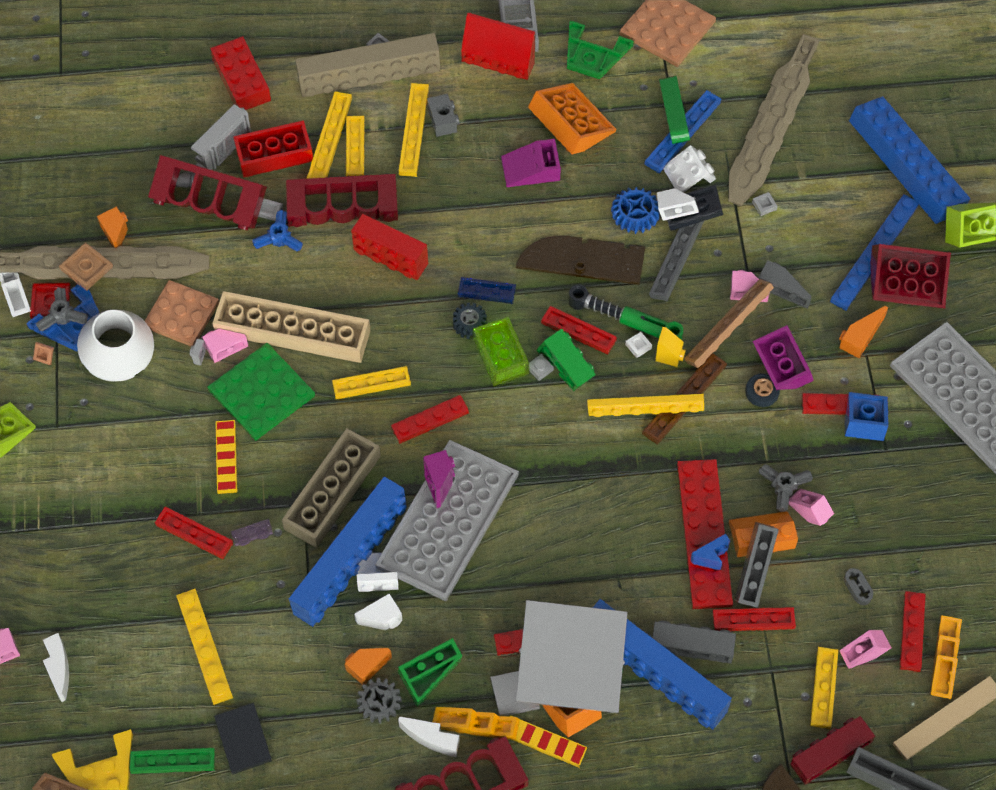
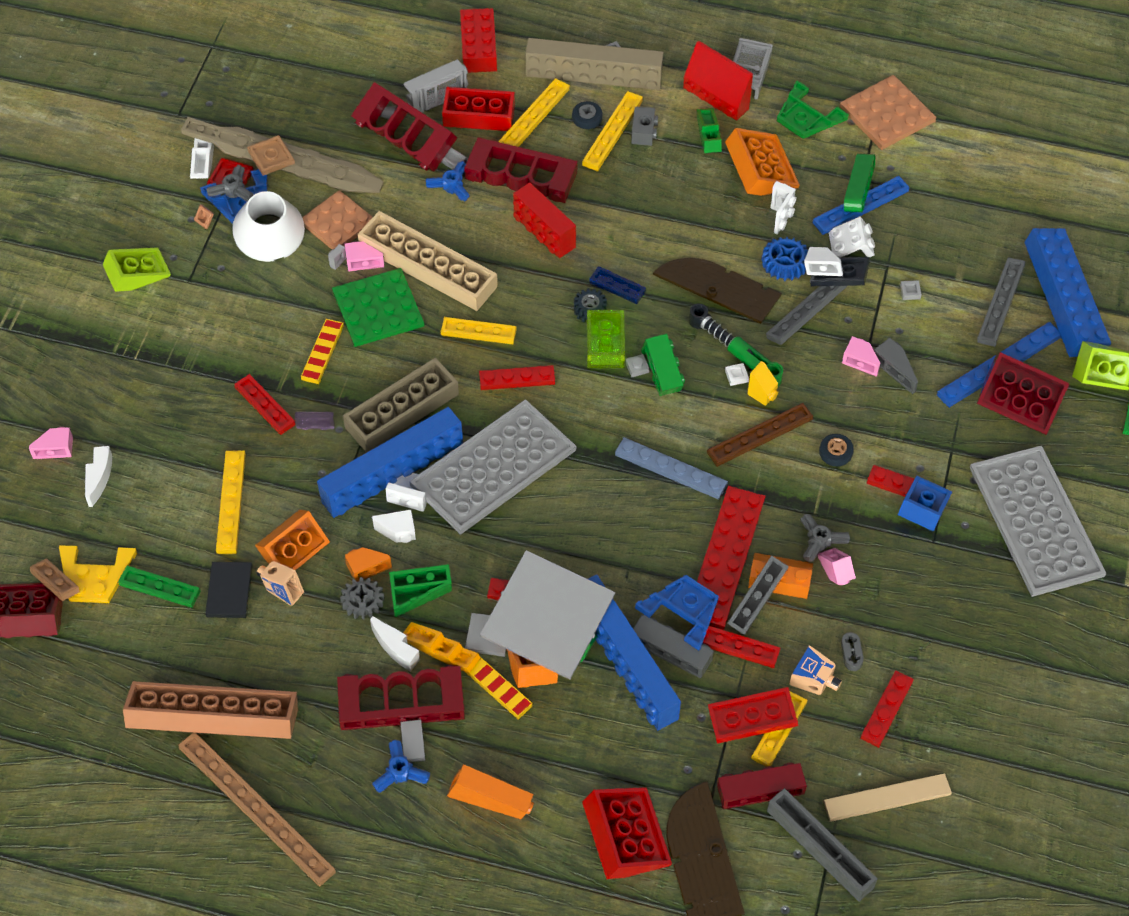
camera: 20 degrees right, 5 degrees down
(114, 226) = (312, 131): orange slope -> none
(285, 668) = (293, 541): none -> orange slope
(293, 713) = (281, 582): none -> light nougat torso
(355, 145) = (554, 128): yellow tile -> none
(388, 120) = (587, 115): none -> black wheel
(439, 475) = (500, 423): magenta slope -> none
(507, 99) = (709, 130): none -> green slope
(532, 164) = (707, 191): magenta slope -> none
(579, 330) = (687, 345): red plate -> none
(611, 151) = (782, 201): none -> white bracket
(616, 461) = (671, 468): none -> sand blue plate
(645, 405) = (719, 426): yellow plate -> none
(695, 593) = (687, 600): none -> blue wing
(708, 554) = (718, 572): blue slope -> none
(728, 323) = (827, 380): medium nougat plate -> none
(772, 121) = (949, 222): dark tan plate -> none
(783, 359) = (866, 428): magenta slope -> none
(796, 684) = (752, 715): none -> red plate
(835, 620) = (815, 673): none -> torso
(852, 188) = (1001, 302): none -> dark grey plate
(861, 332) = (955, 429): orange slope -> none
(865, 648) = (833, 707): bright pink slope -> none
(946, 657) = (909, 742): light orange slope -> none

